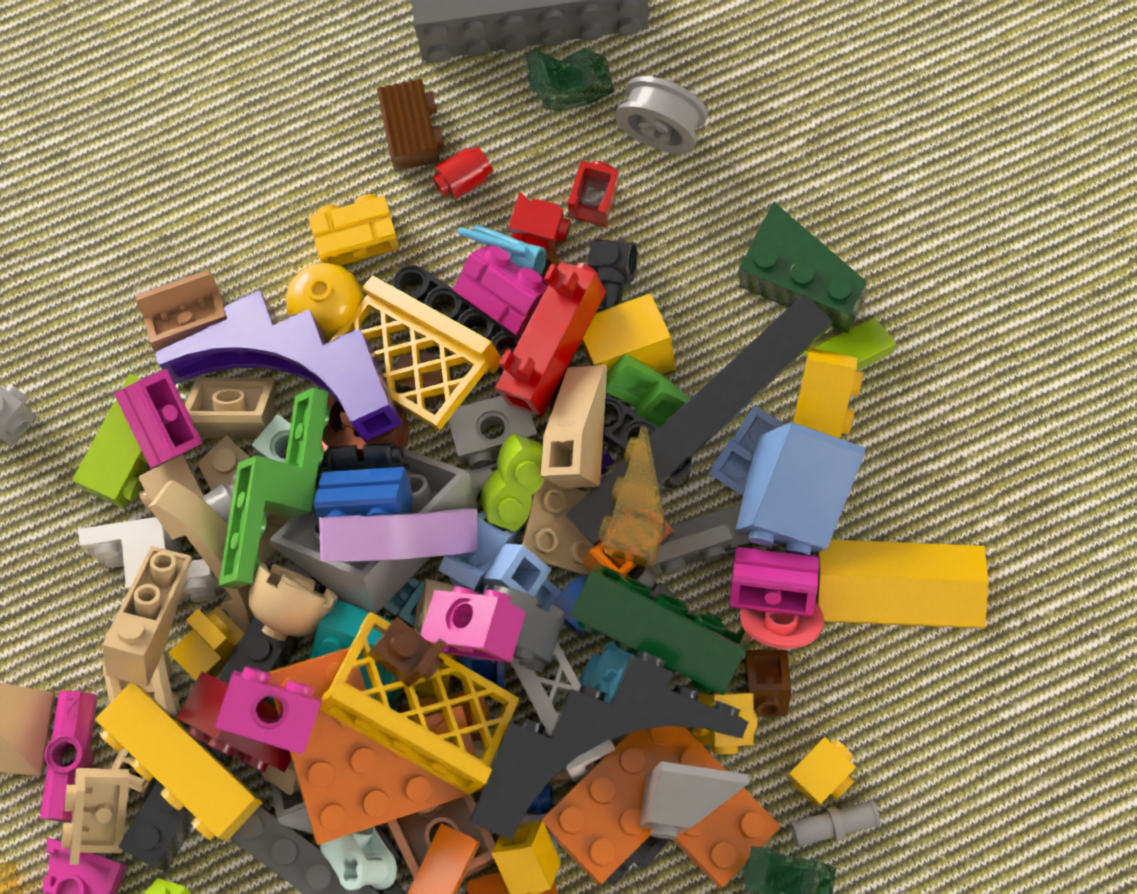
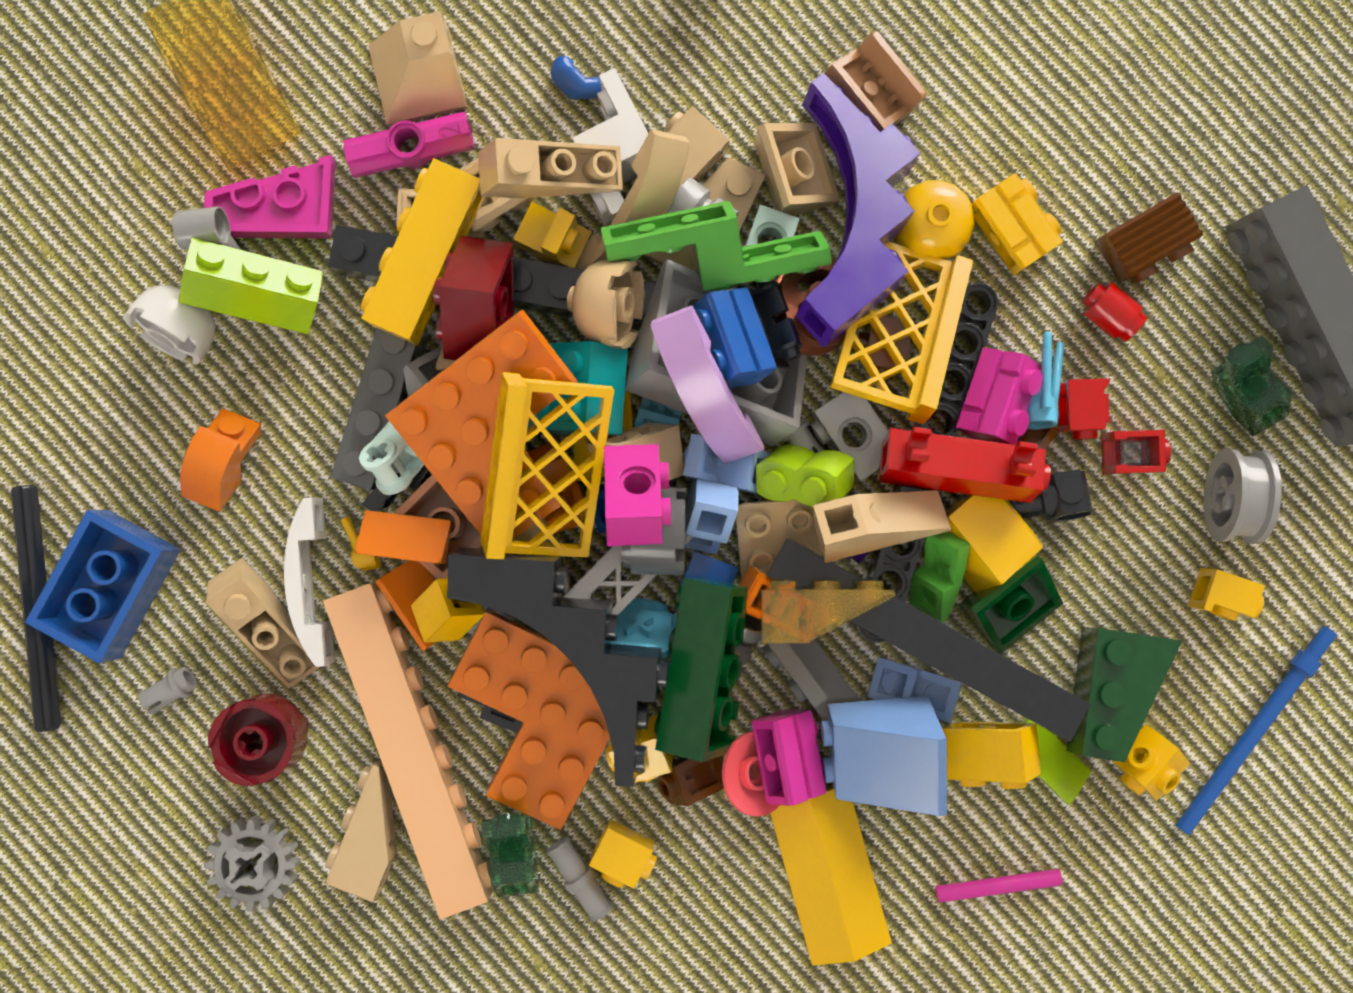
camera: 65 degrees right, 15 degrees up
(73, 583) = (572, 82): none -> blue arm
(97, 810) = (363, 192): tan bracket -> none
(113, 460) = (727, 81): lime brick -> none
(158, 418) = (752, 103): dark pink brick -> none
(288, 730) = (463, 350): dark pink brick -> none
(407, 653) = (584, 441): reddish brown bracket -> none
(684, 795) = (544, 744): light grey slope -> none
(697, 336) = (1015, 607): none -> dark green slope
(747, 153) = (1226, 595): none -> yellow brick
(833, 110) = (1302, 665): none -> blue bar
(880, 261) = (1152, 765): none -> yellow brick
(957, 432) = (998, 885): none -> dark pink bar

